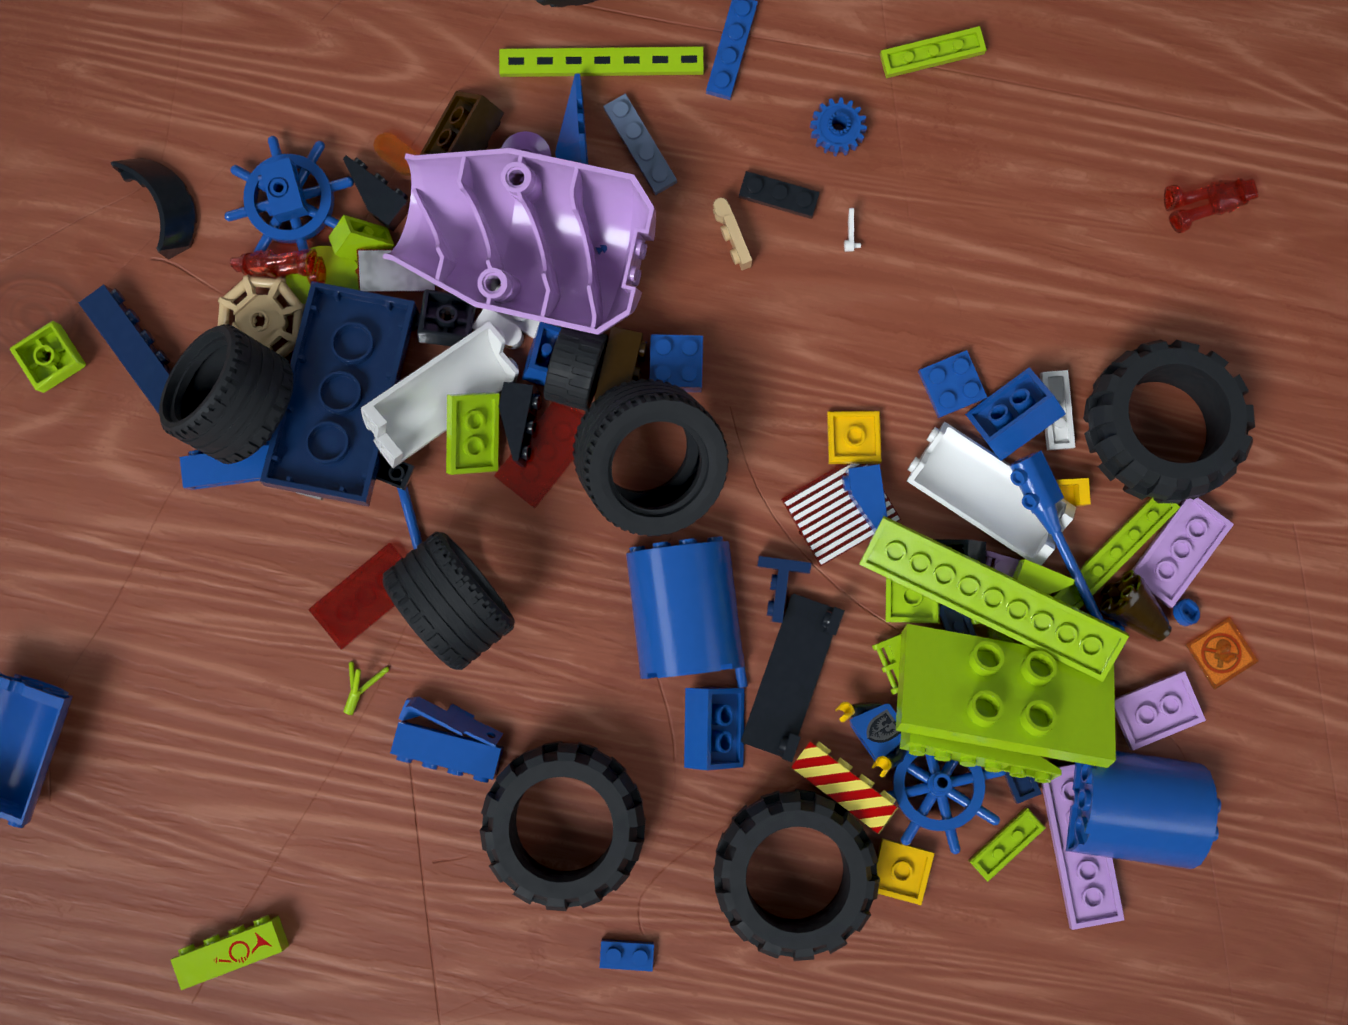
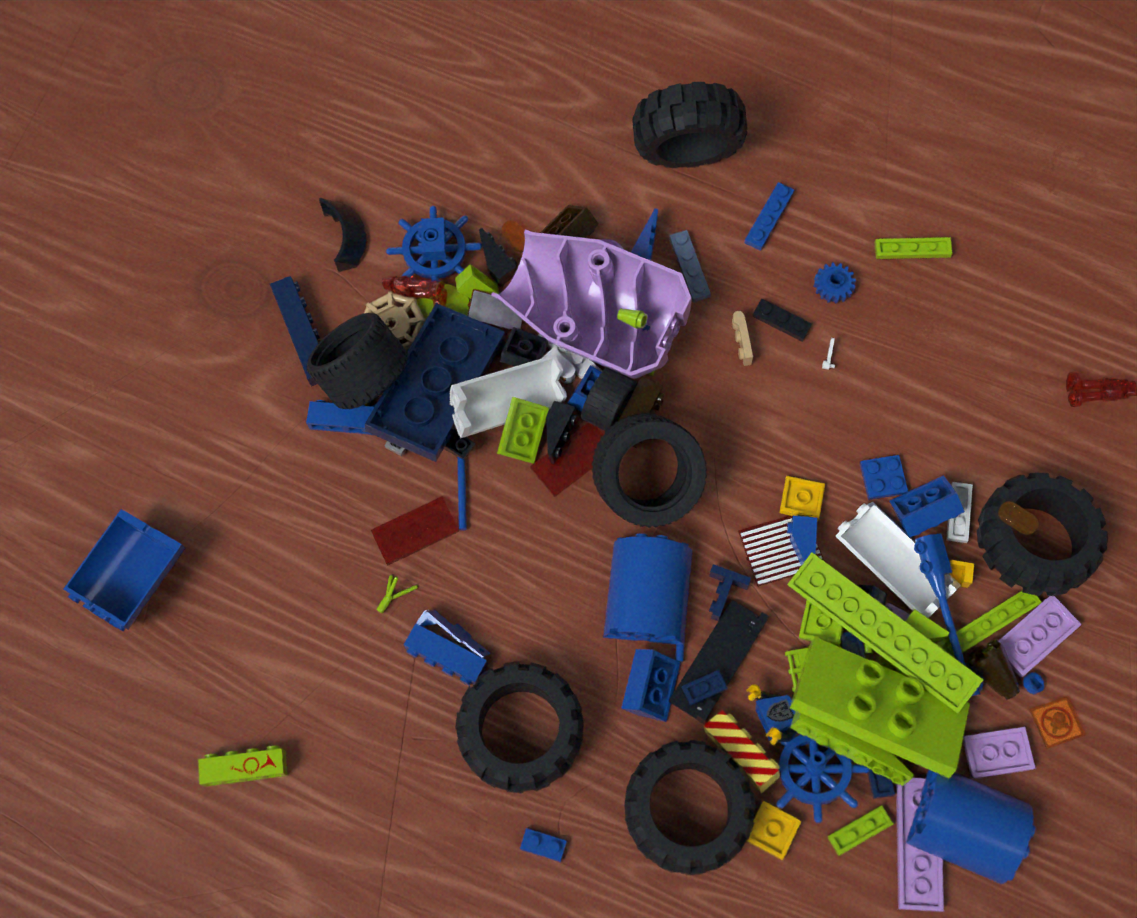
camera: 15 degrees right, 15 degrees down
(33, 351) = (226, 314): lime brick -> none
(447, 601) = (478, 537): black tyre -> none
(582, 247) = (634, 318): none -> lime cone
(601, 61) = (675, 206): lime tile -> none
(677, 360) = (684, 411): blue brick -> none
(782, 717) = (704, 687): none -> dark blue plate
(1139, 415) = (1018, 518): none -> clear orange tile

